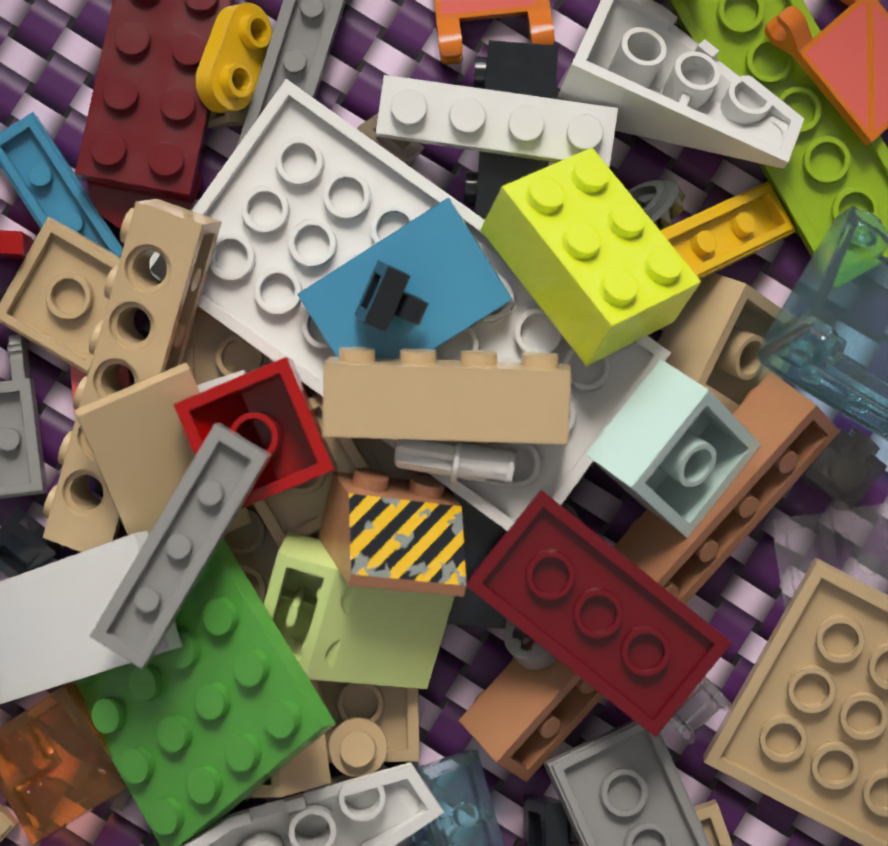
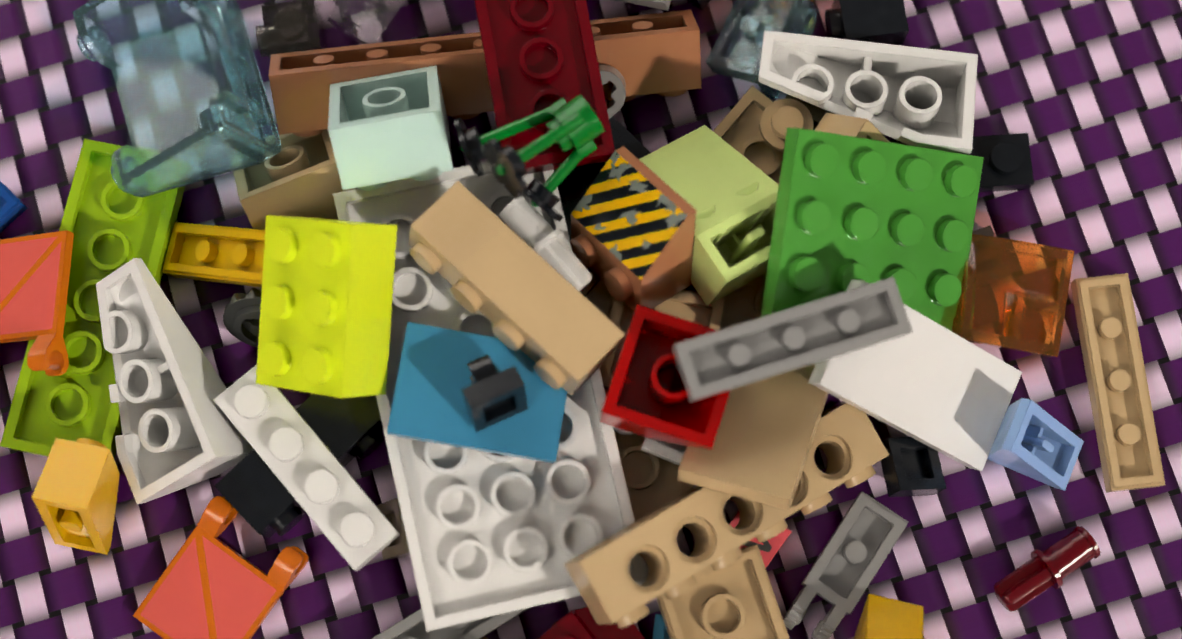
camera: 135 degrees left, 10 degrees down
(514, 569) = (572, 126): none -> plant

